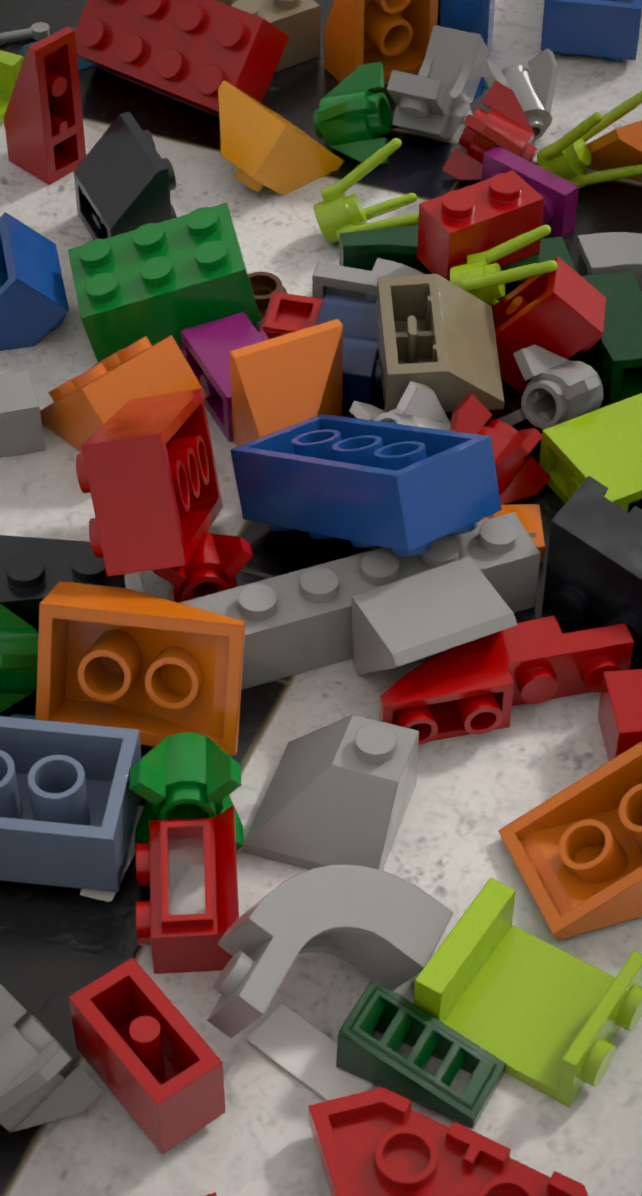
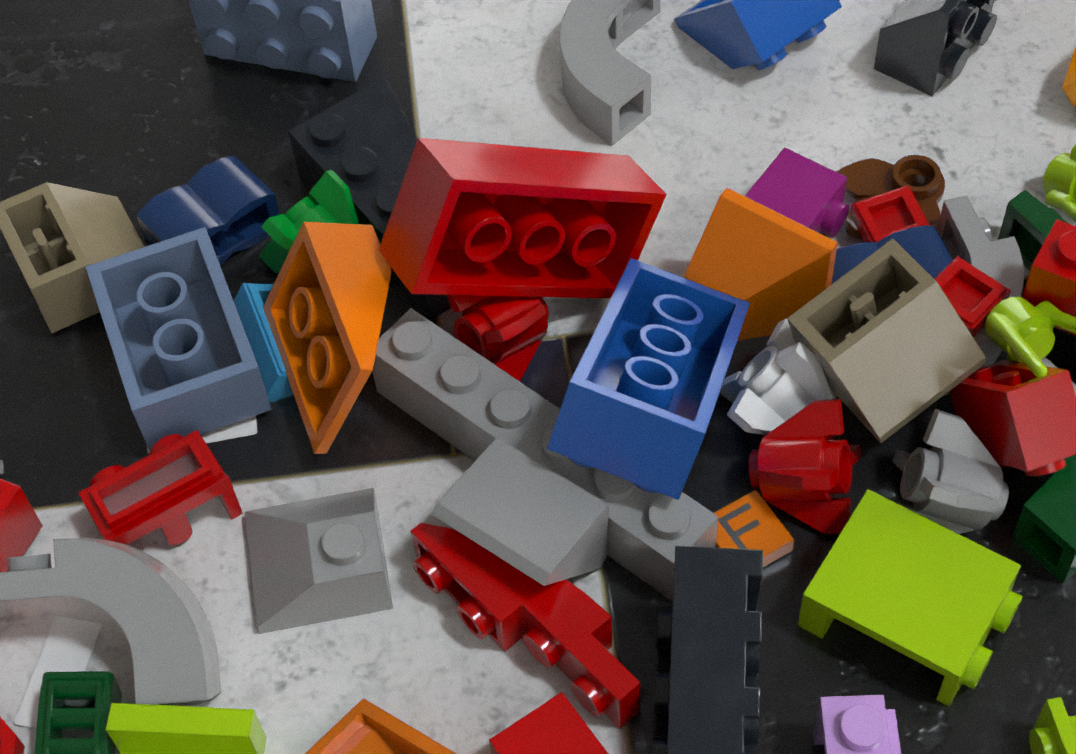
camera: 65 degrees right, 10 degrees up
(97, 394) = (688, 158): orange slope -> none
(161, 280) = (844, 104): green brick -> none
(185, 780) = (252, 436): green brick -> none

